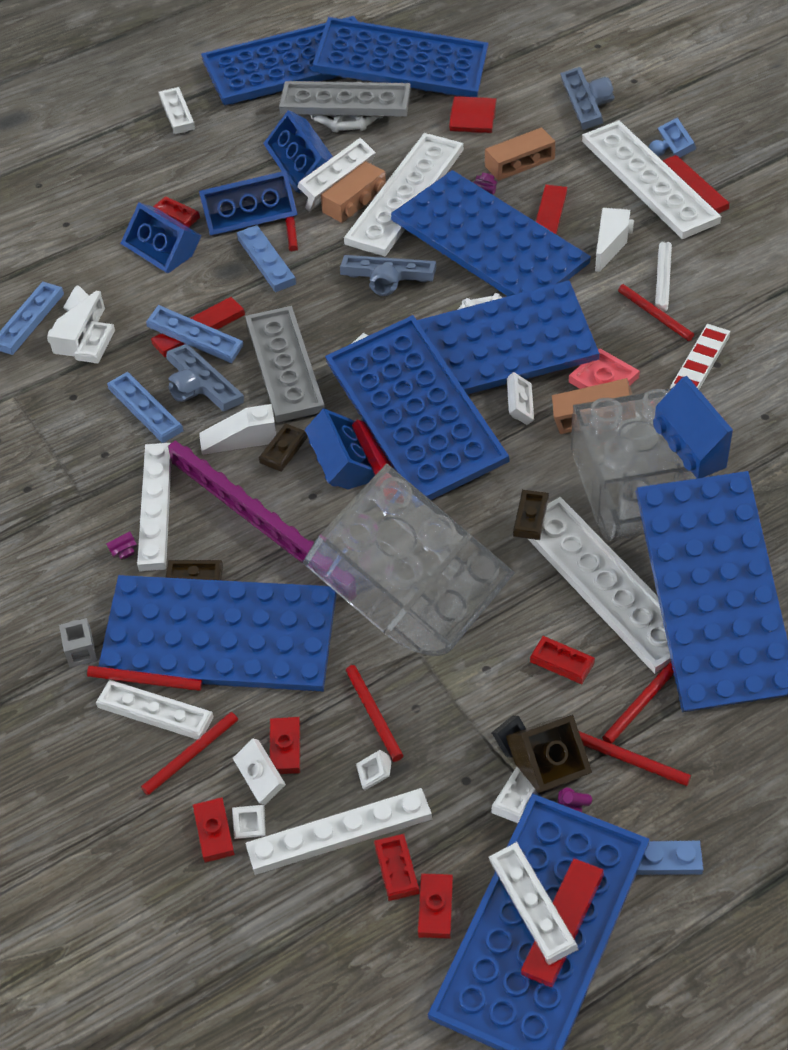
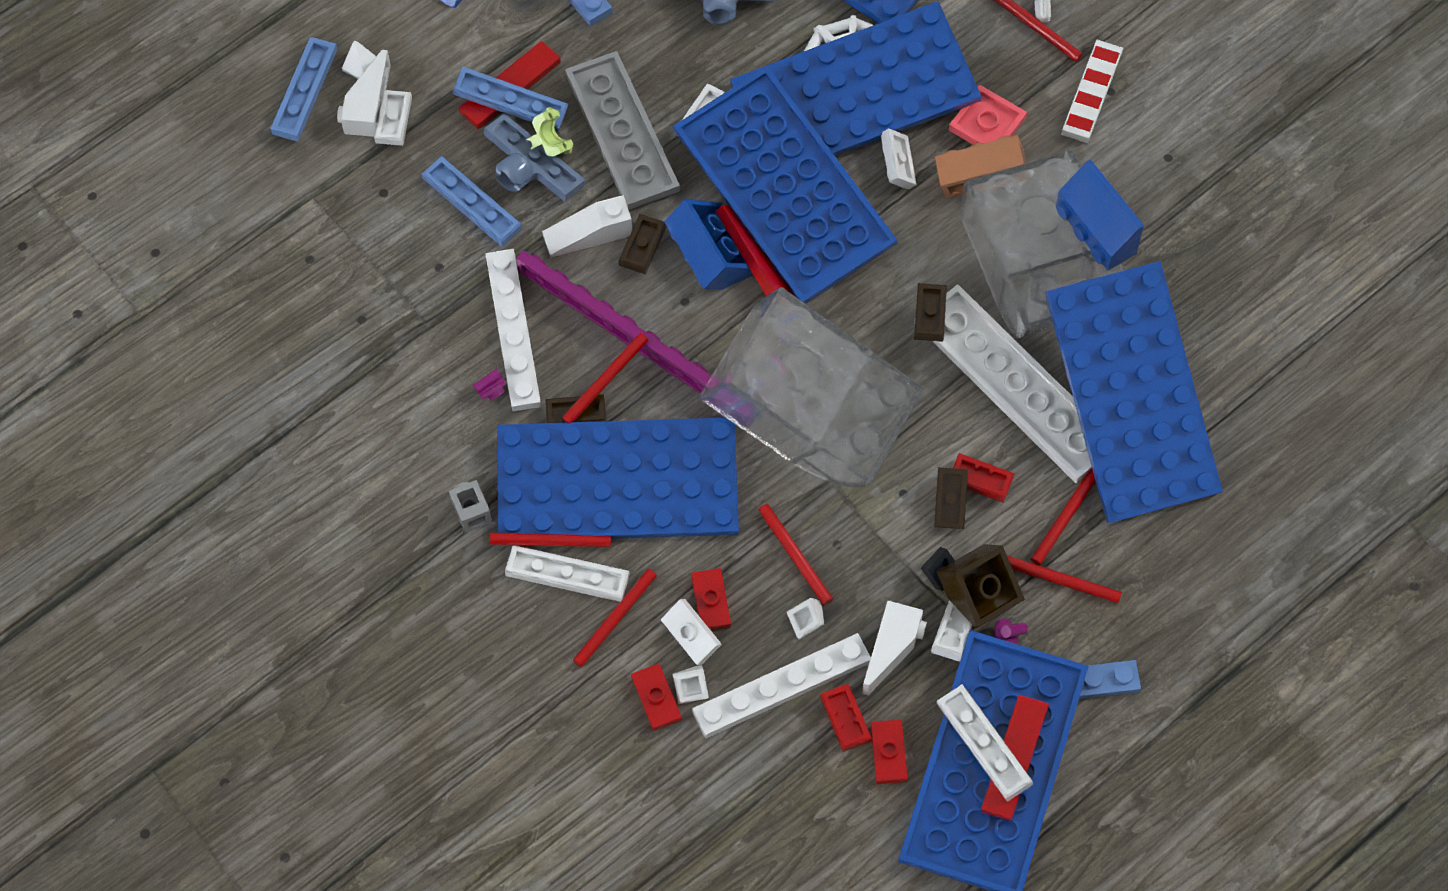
camera: 10 degrees left, 15 degrees up
(217, 357) = (546, 134): none -> yellowish green piece
(223, 545) = (605, 378): none -> red bar
(454, 801) = (895, 640): none -> white slope
(530, 674) = (951, 498): none -> dark brown plate

